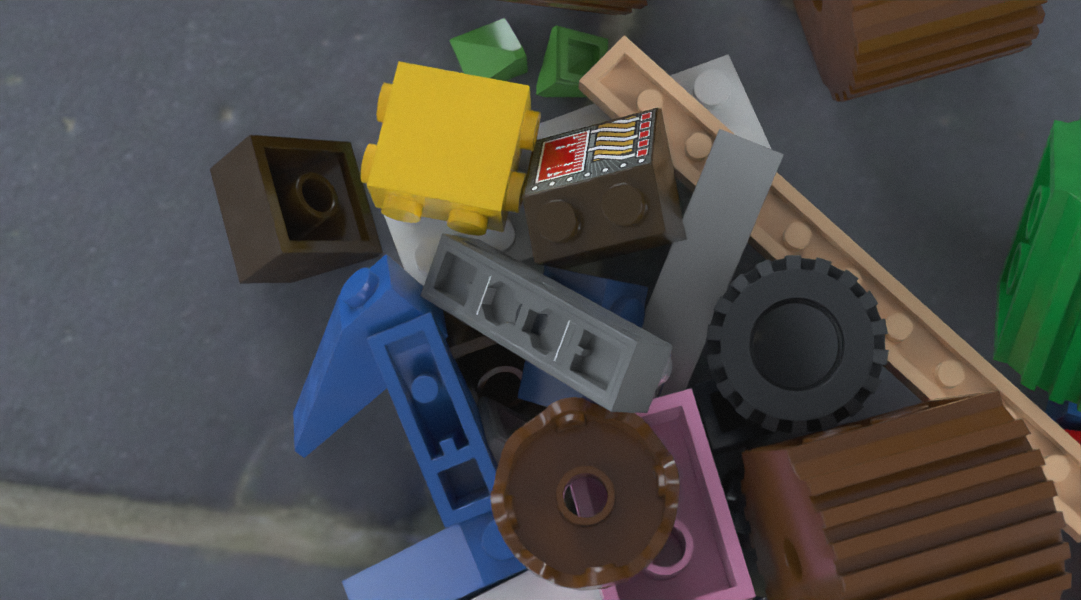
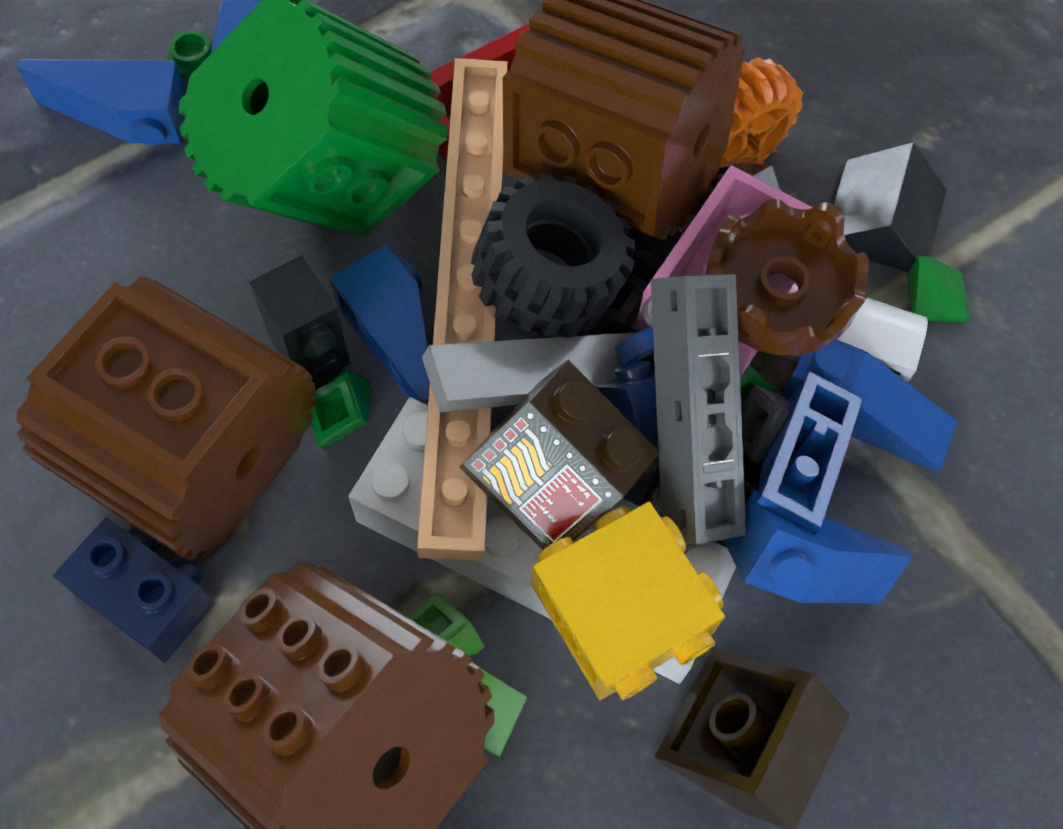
camera: 140 degrees left, 10 degrees down
(831, 138) = (340, 408): none -> green slope
(902, 231) = (385, 310): none -> blue slope
(927, 138) = (301, 319): none -> black brick

